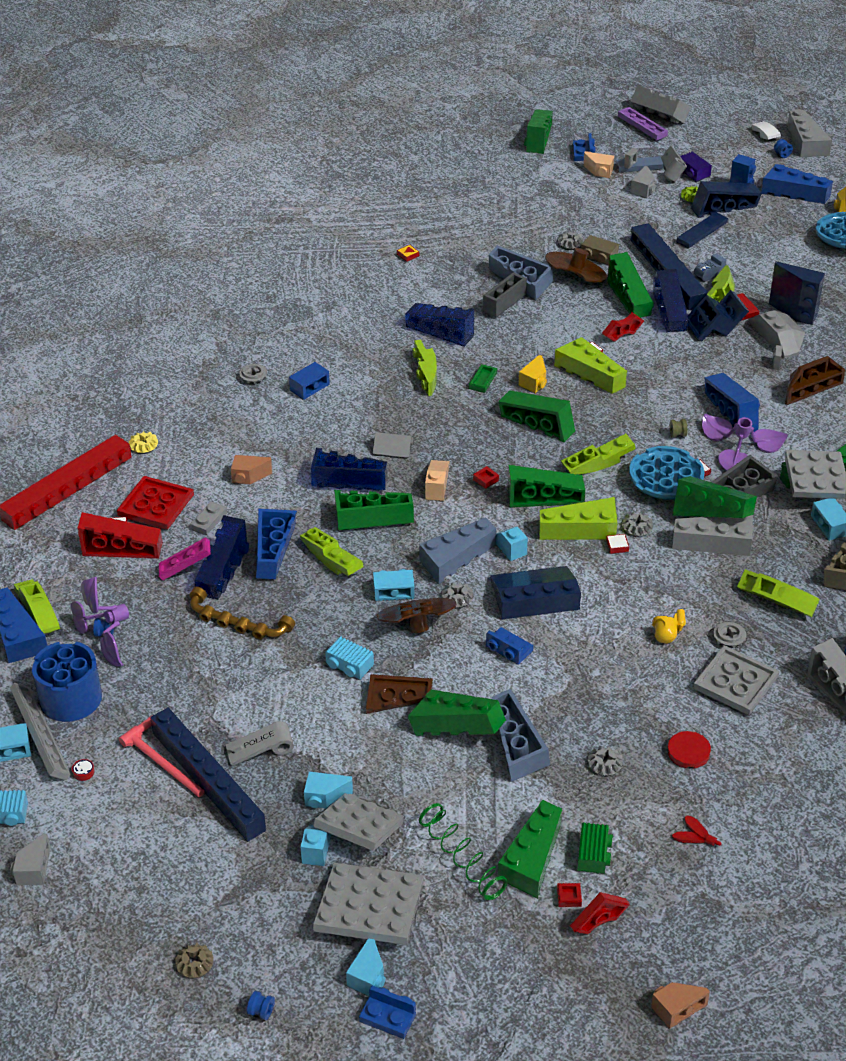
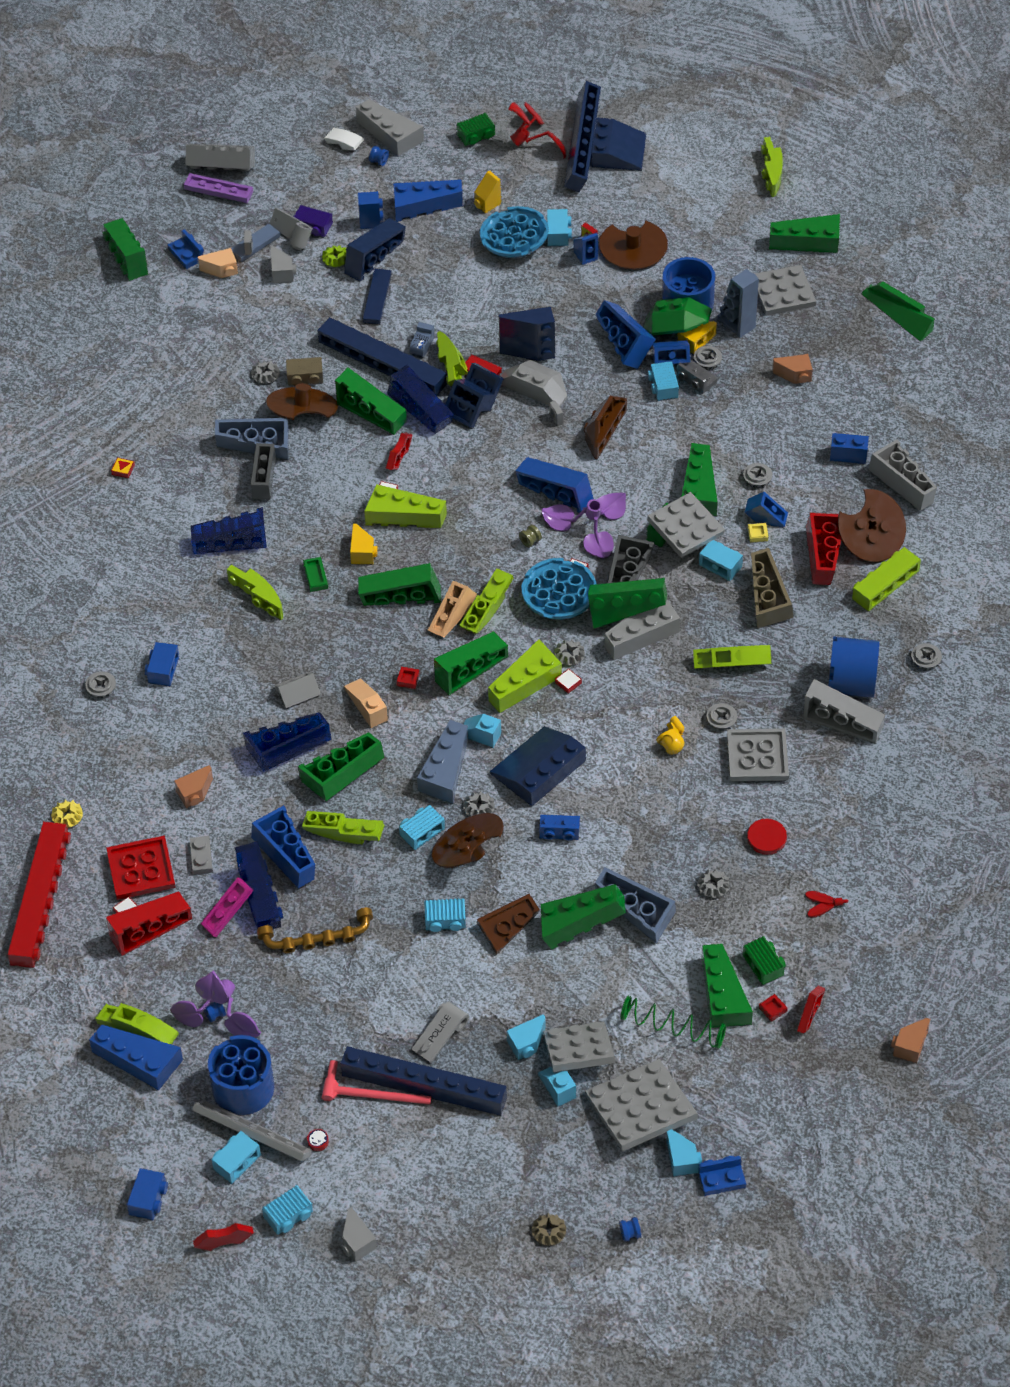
camera: 35 degrees left, 10 degrees up
(565, 446) = (452, 609): none -> light nougat slope

